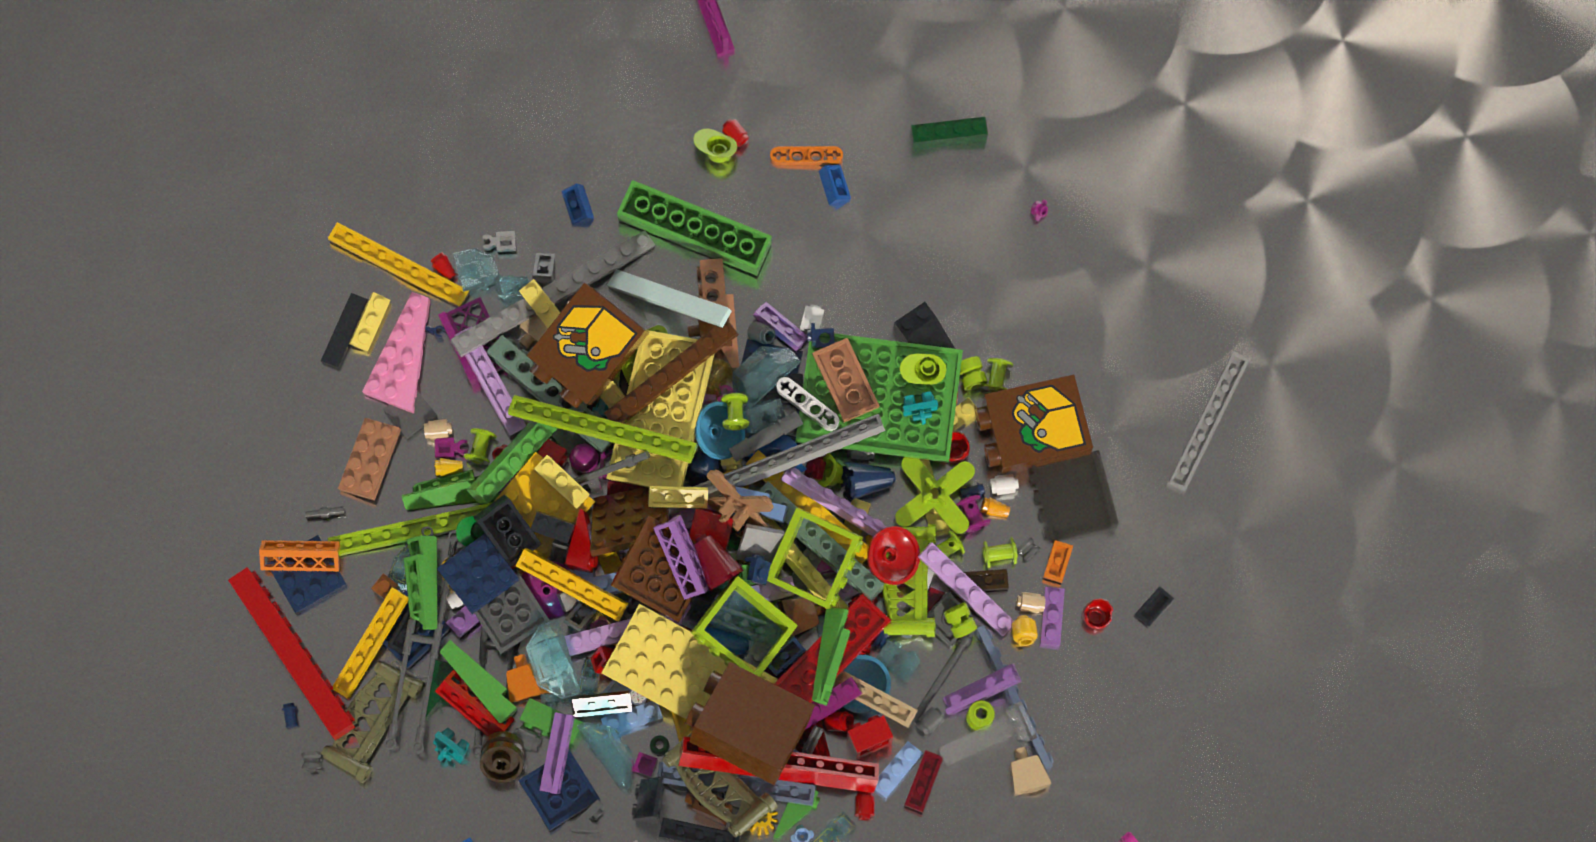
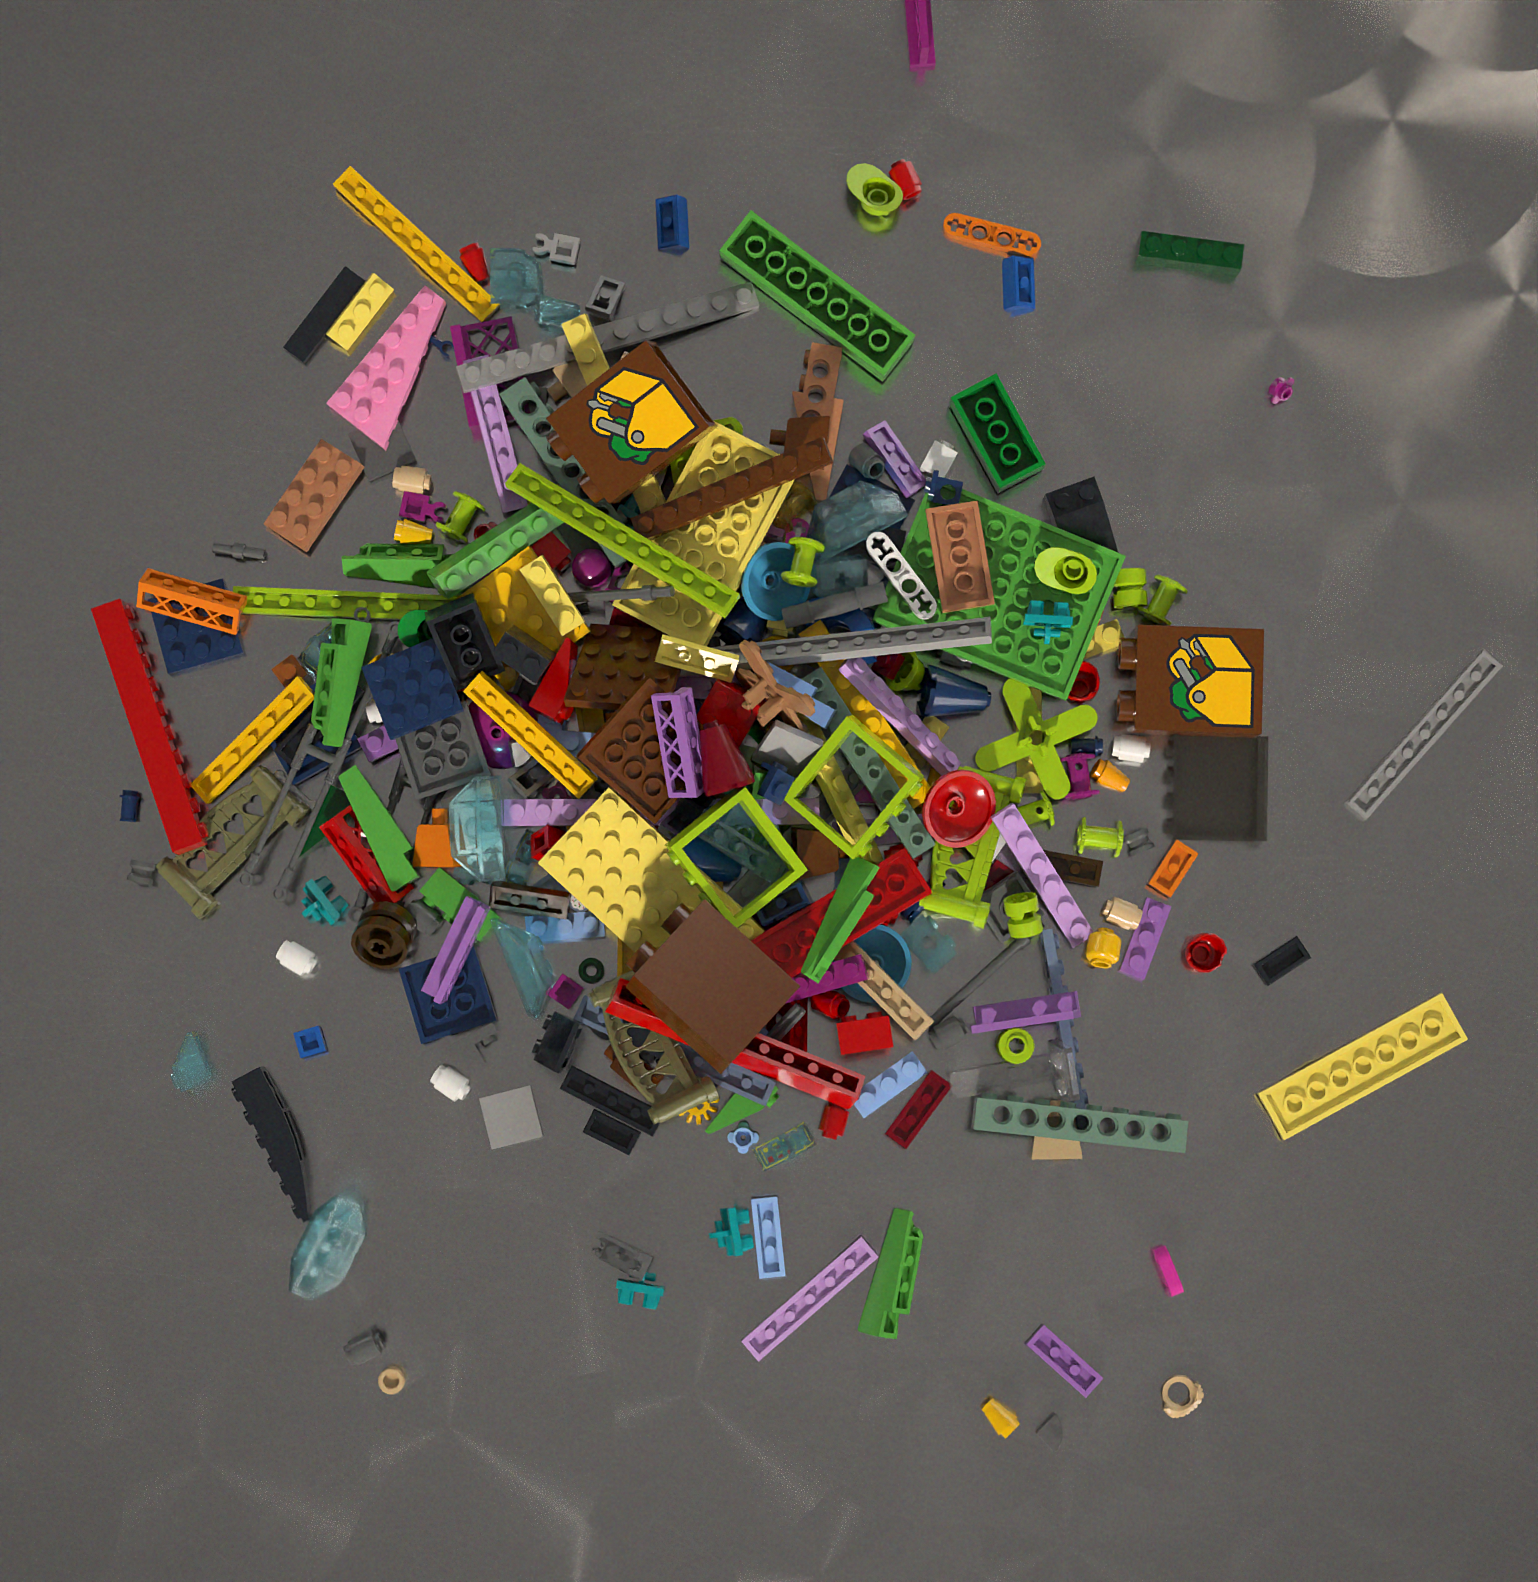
camera: 20 degrees right, 10 degrees up
(441, 792) = (296, 958): none -> white brick
(669, 298) = (757, 386): light aqua tile -> none
(848, 289) = (997, 433): none -> green brick
(1112, 752) = (1172, 1140): none -> sand green brick
(1232, 666) = (1362, 1066): none -> light yellow plate

